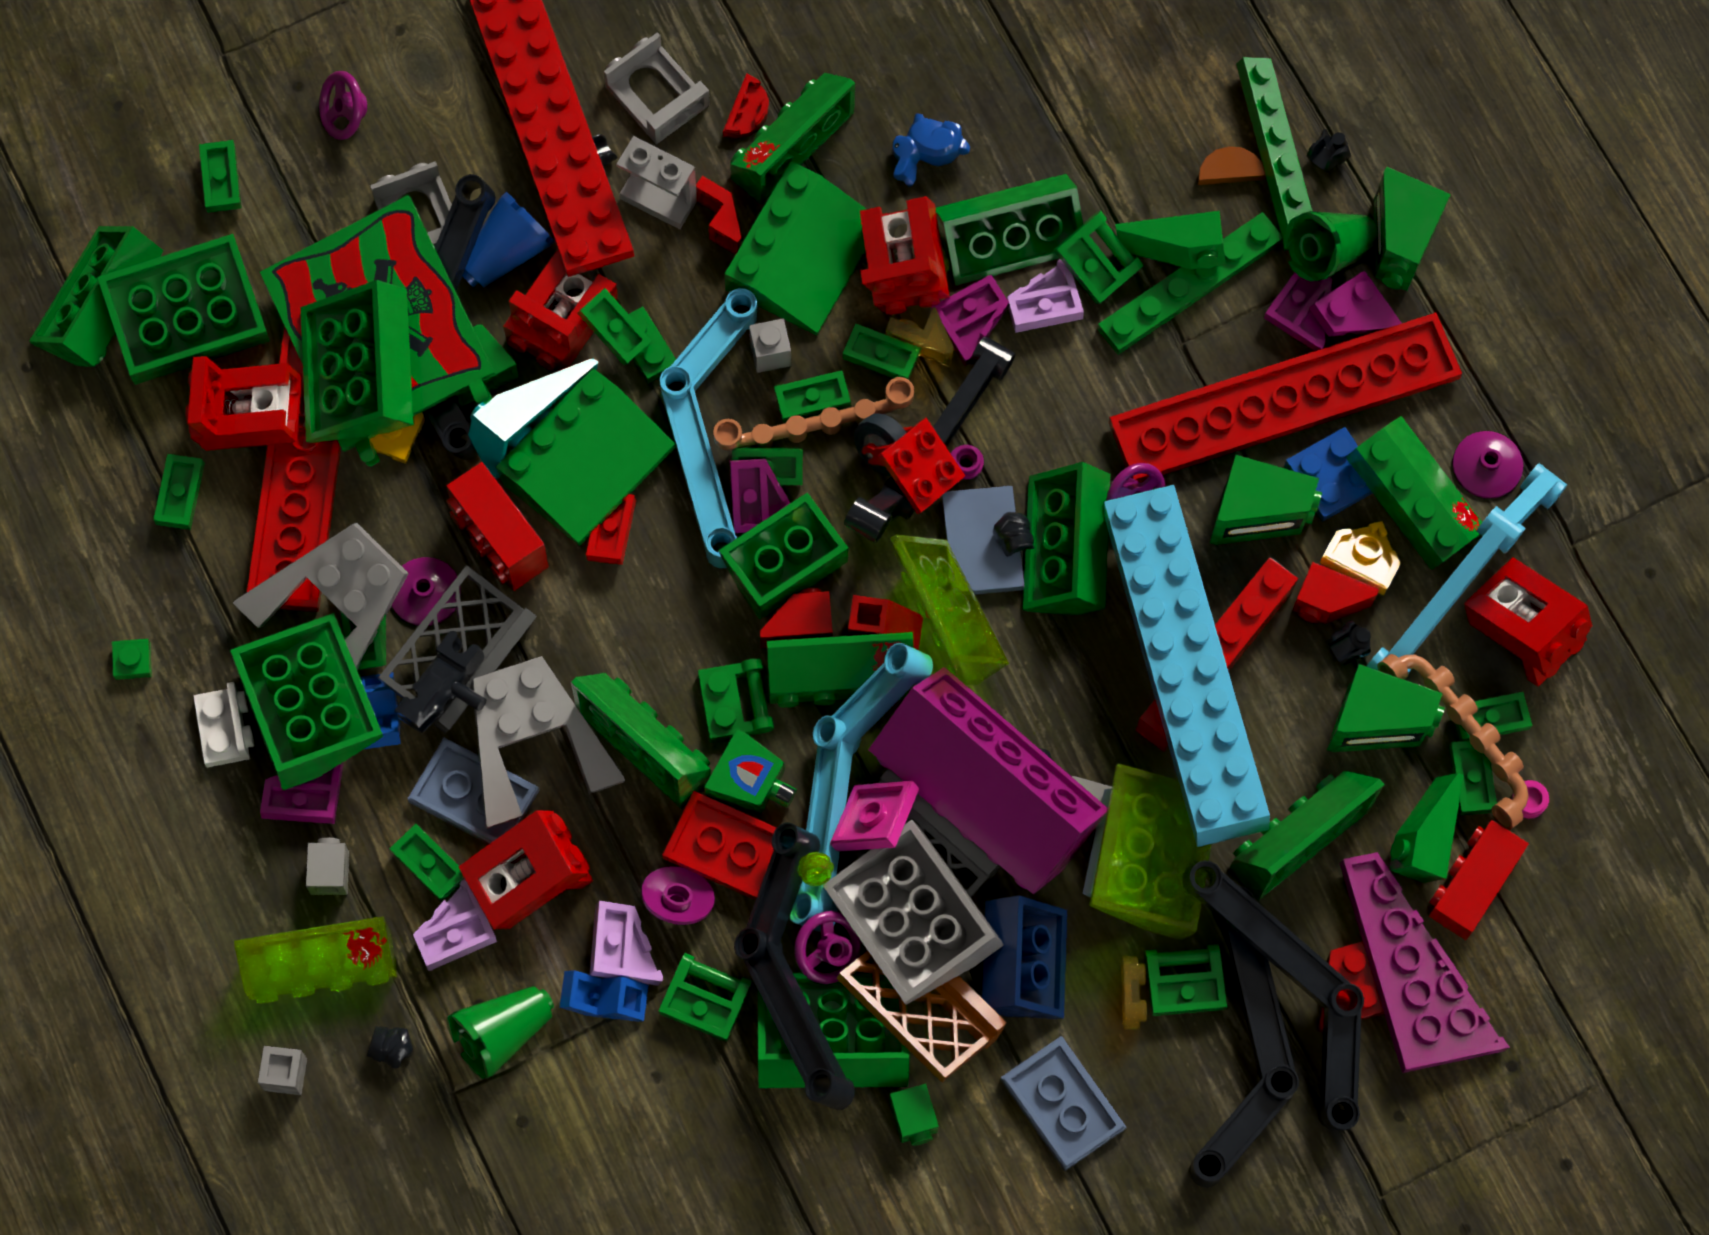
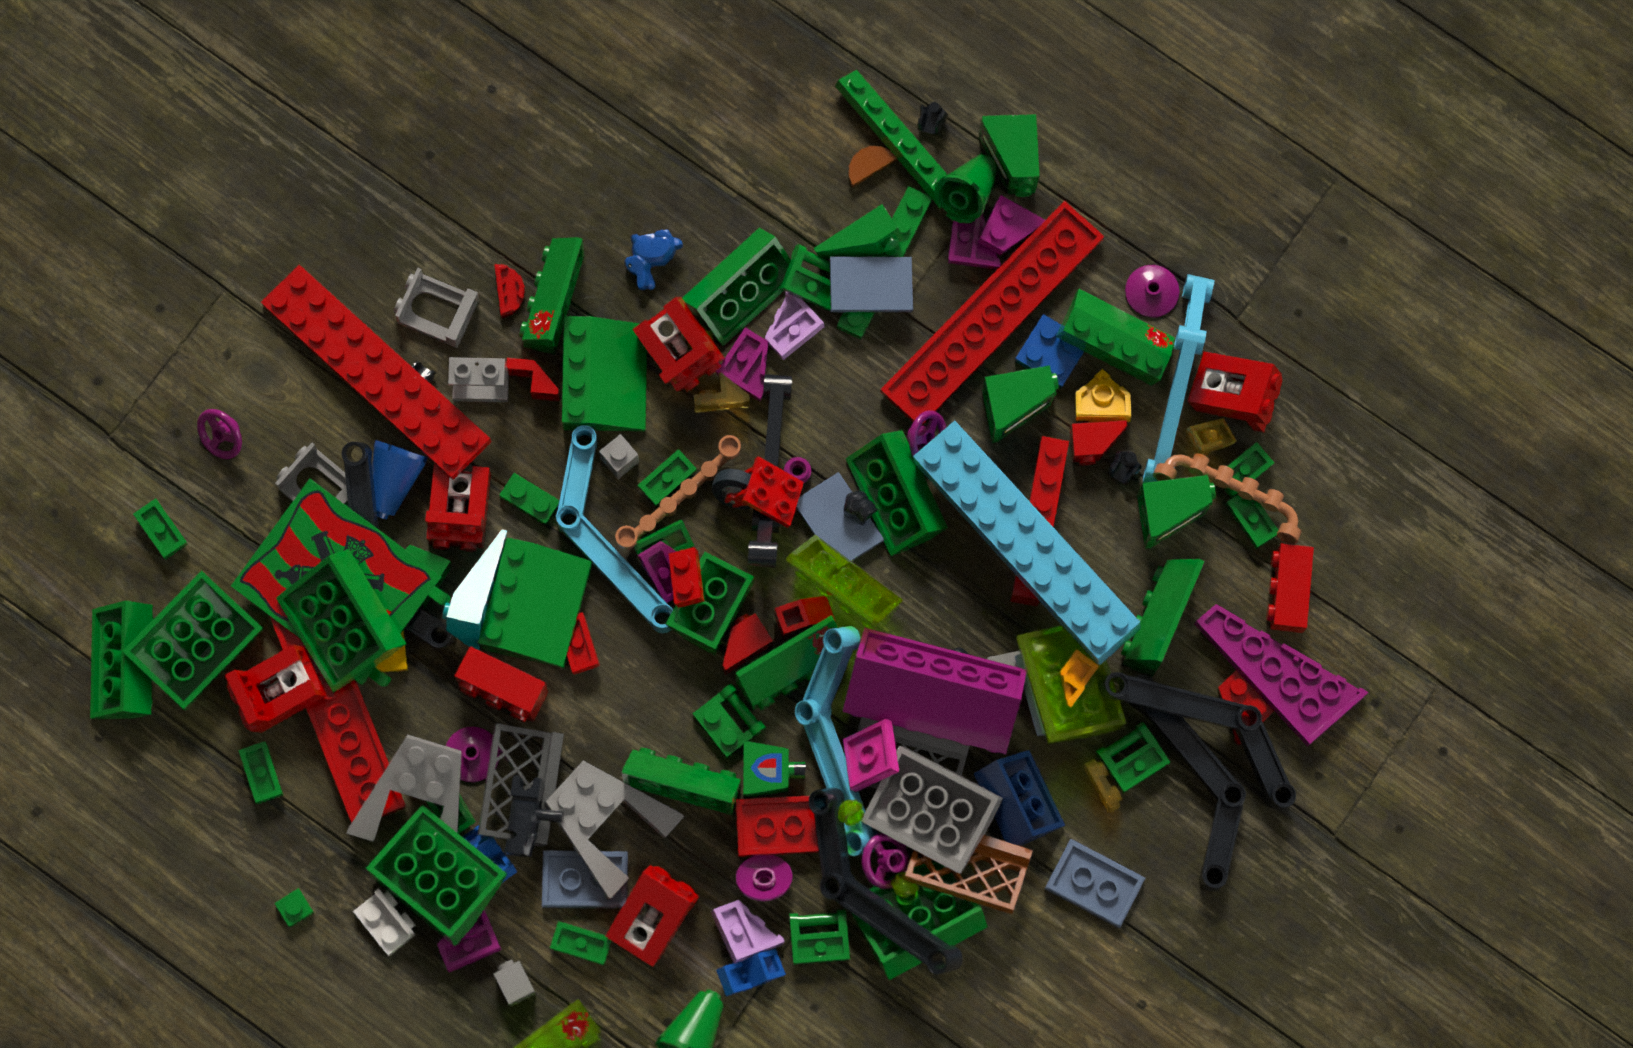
camera: 30 degrees left, 5 degrees up
(454, 929) = (624, 979): lavender wing -> none
(614, 326) = (505, 499): green plate -> none
(770, 509) = (686, 577): none -> red plate
(832, 988) = (902, 887): none -> clear neon green plate
(881, 352) = (698, 422): green plate -> none
(914, 1115) = (1001, 944): green brick -> none
(1160, 295) = (871, 284): none -> sand blue tile
(1164, 844) = (1076, 675): none -> light orange slope
(1426, 837) = (1242, 574): green slope -> none
(1470, 657) = (1209, 436): none -> clear yellow slope
(1537, 800) = (1302, 510): dark pink tile -> none

